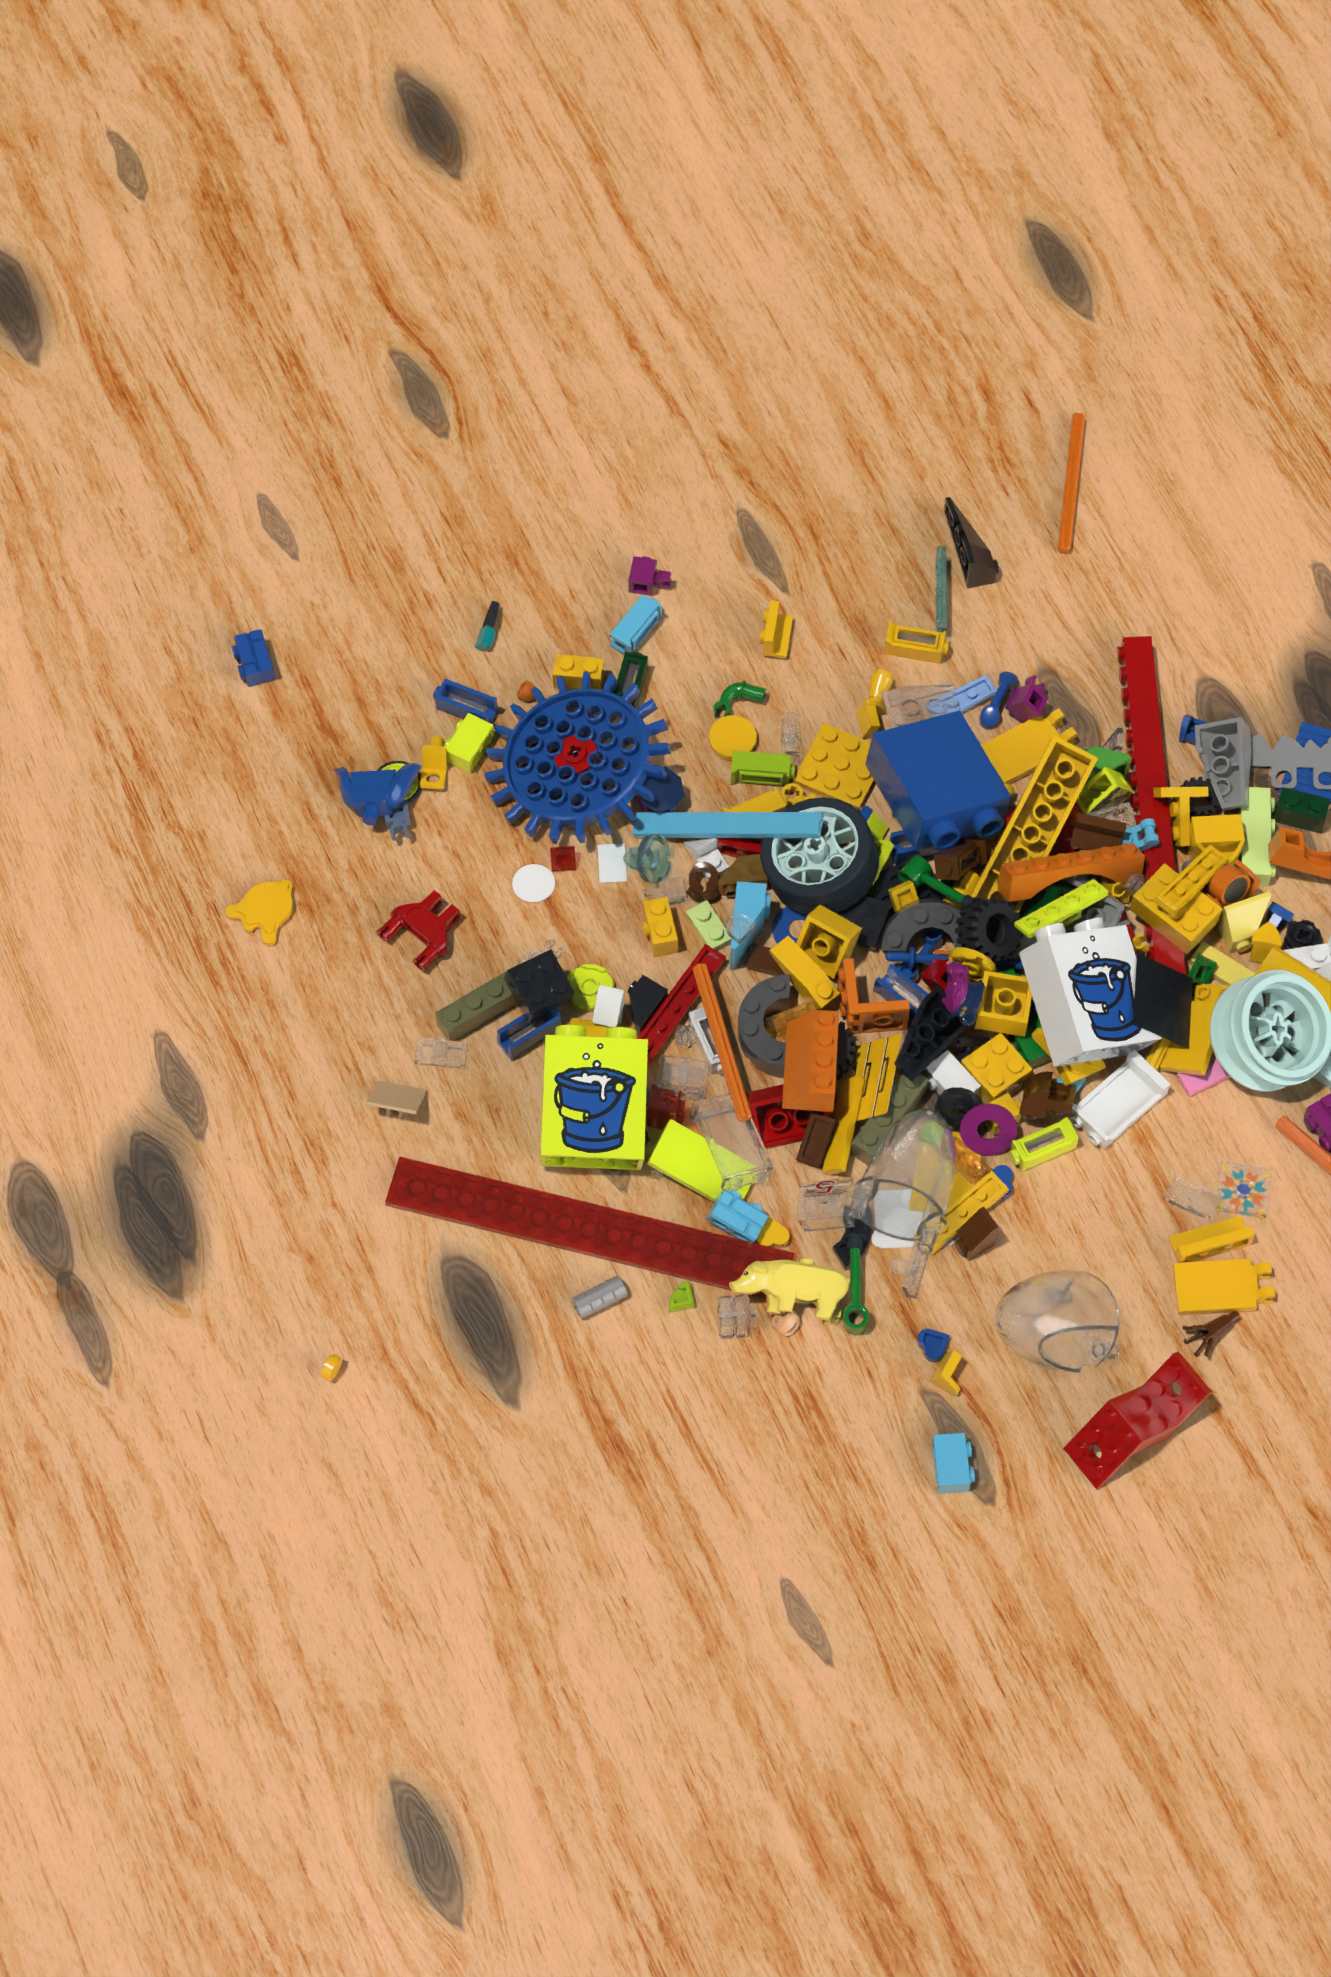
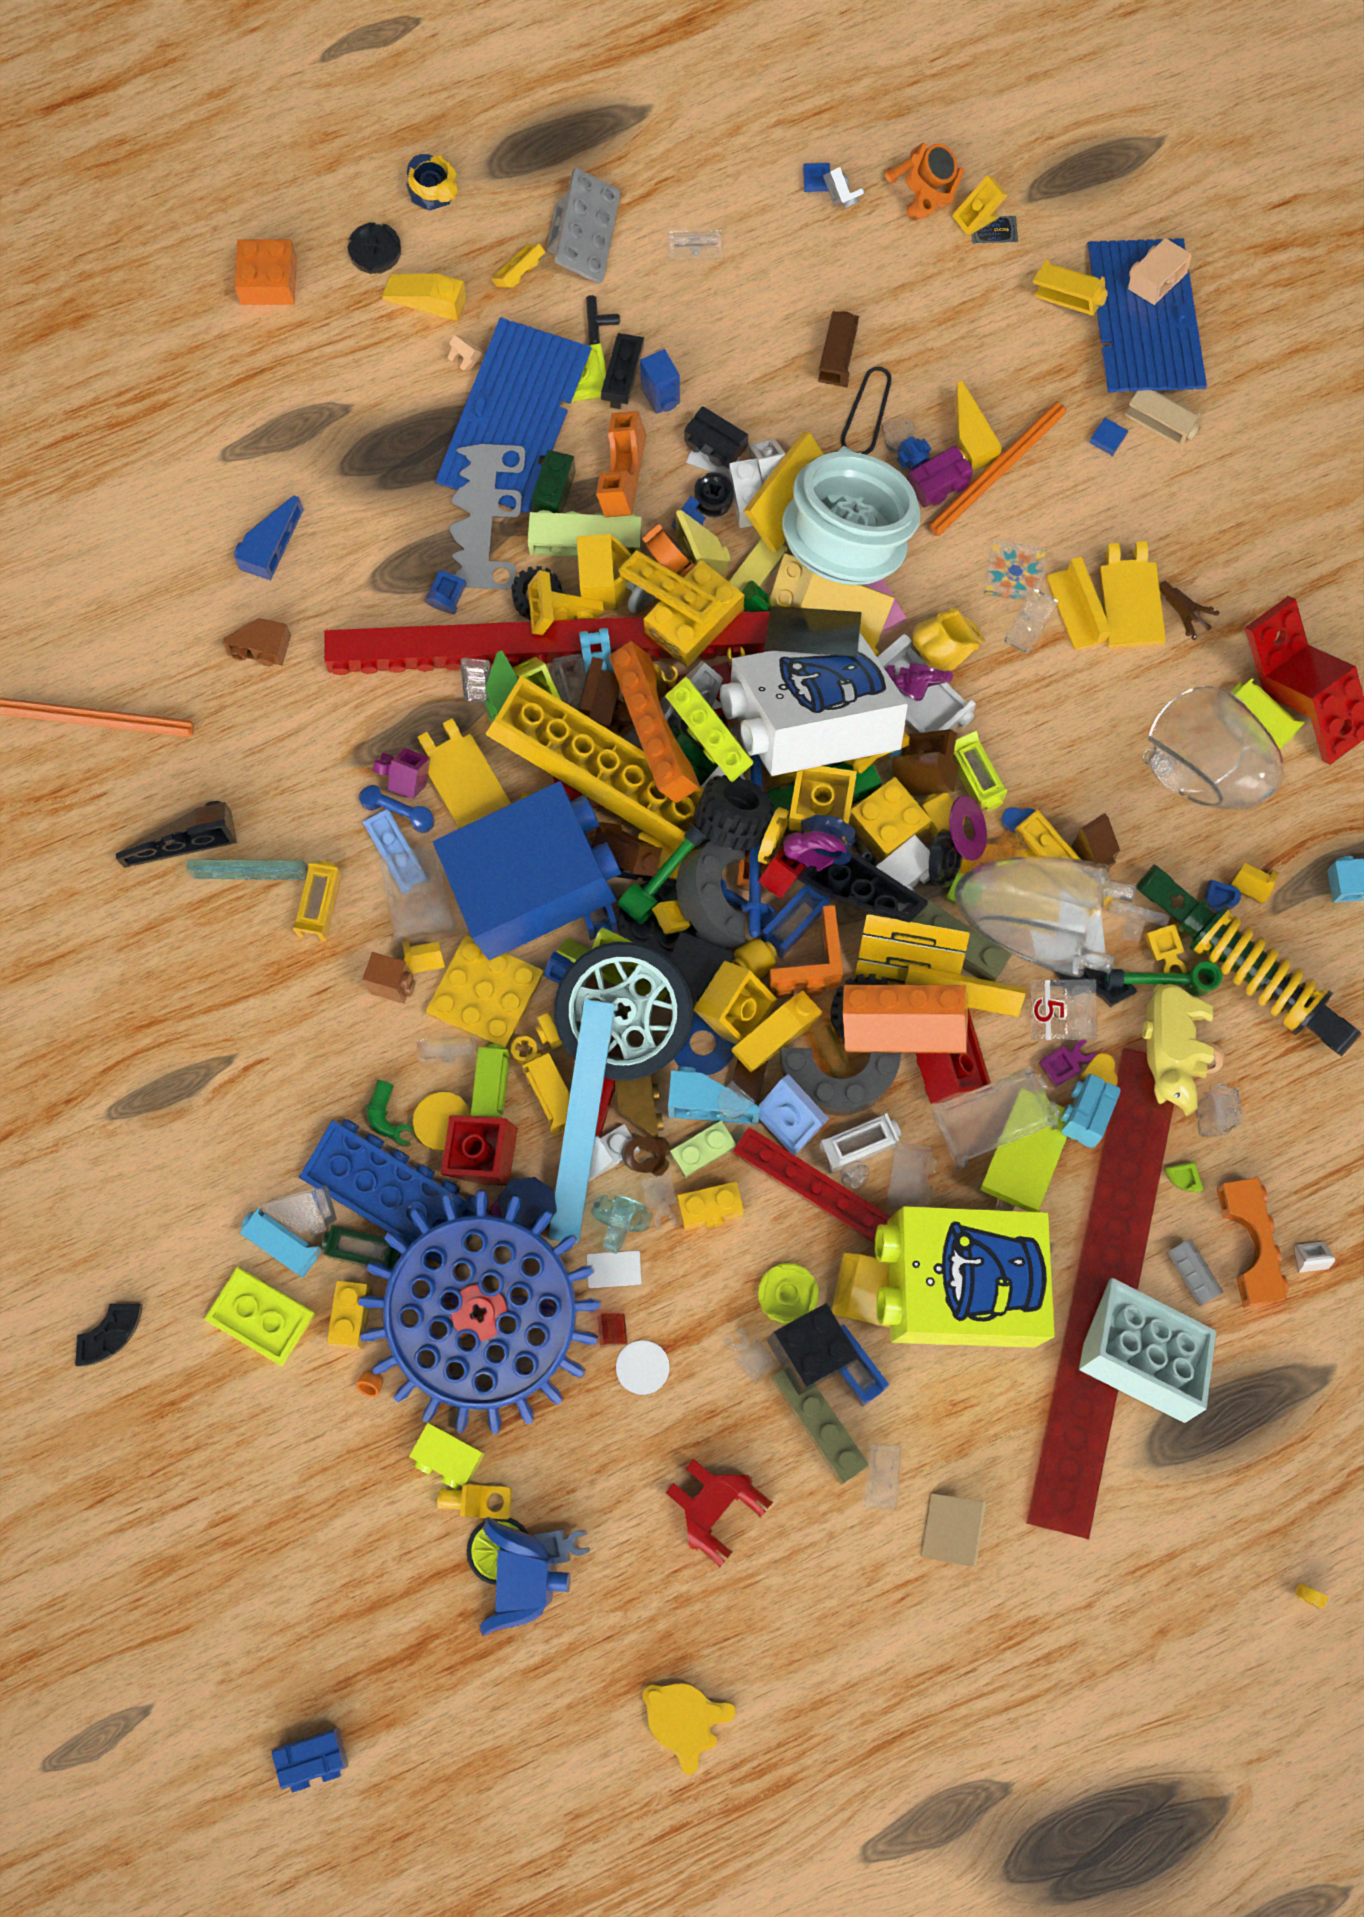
camera: 90 degrees left, 10 degrees up
(463, 700) = (388, 1462): blue window -> none
(487, 633) = (282, 1438): piece -> none
(533, 1249) = (1150, 1352): none -> light aqua slope
(569, 519) = (110, 1336): none -> black tile
(580, 617) = (259, 1316): none -> neon yellow tile
(592, 1350) = (1245, 1204): none -> orange arch
(609, 1006) = (833, 1265): white slope -> none
(611, 1395) = (1313, 1256): none -> white slope
(644, 1000) = (812, 1224): black slope -> none
(645, 575) = (206, 1233): magenta brick -> none
(660, 639) = (303, 1210): none -> clear slope
(663, 1106) = (962, 1190): clear red hinge -> none
(686, 692) = (381, 1182): none -> blue bracket
(707, 759) = (479, 1149): none -> red slope
(722, 1042) = (876, 1126): orange axle -> none
(736, 982) = (791, 1115): none -> light blue plate
(777, 631) = (296, 1066): yellow bracket -> none
(780, 1202) = (1064, 1064): none -> magenta plate
(816, 1139) = (989, 1023): reddish brown tile -> none
(848, 690) = (388, 978): none -> dark orange brick
(869, 963) = (756, 956): none -> yellow head
(869, 1351) = (1219, 937): none -> piece
(879, 682) = (377, 942): yellow cone -> none
(886, 1291) = (1165, 945): none -> yellow plate
(1112, 1383) = (1269, 712): none -> neon yellow window
(1125, 1086) = (917, 679): none -> magenta piece
(1134, 883) = (660, 655): clear plate -> none
(1143, 595) = (261, 641): none -> dark orange slope
(1167, 1120) = (946, 639): none -> yellow piece
(1227, 759) = (490, 557): light grey wedge -> none
(1234, 596) = (267, 541): none -> blue slope
(1263, 942) = (725, 527): yellow tile -> none

